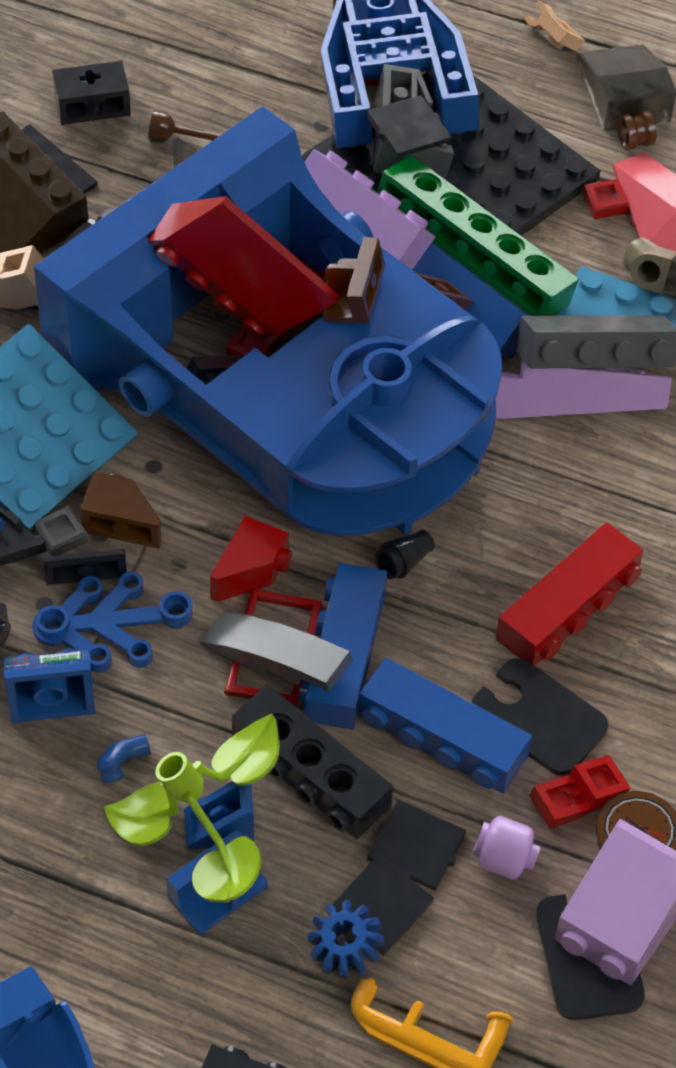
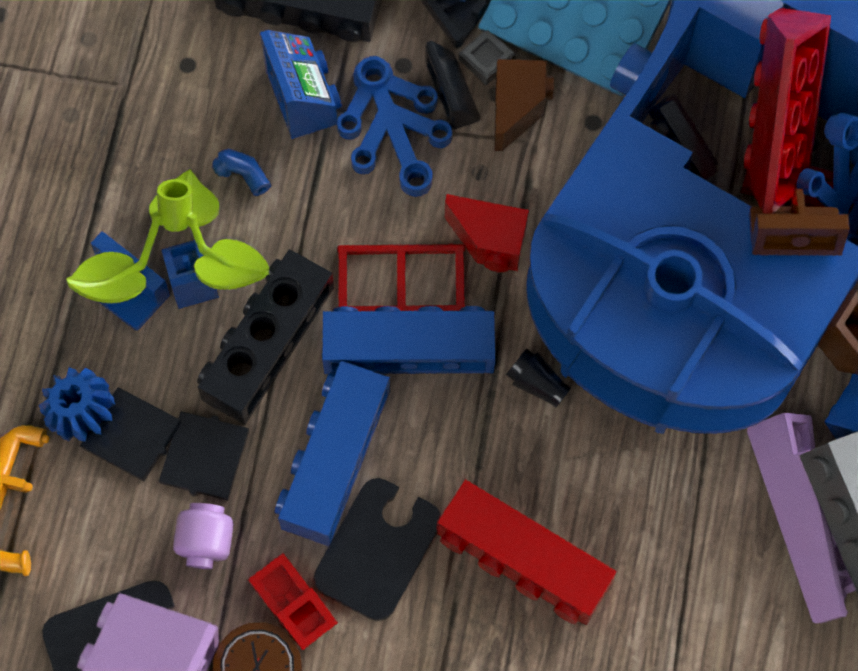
camera: 80 degrees right, 15 degrees up
(277, 649) = (373, 274): slope -> none

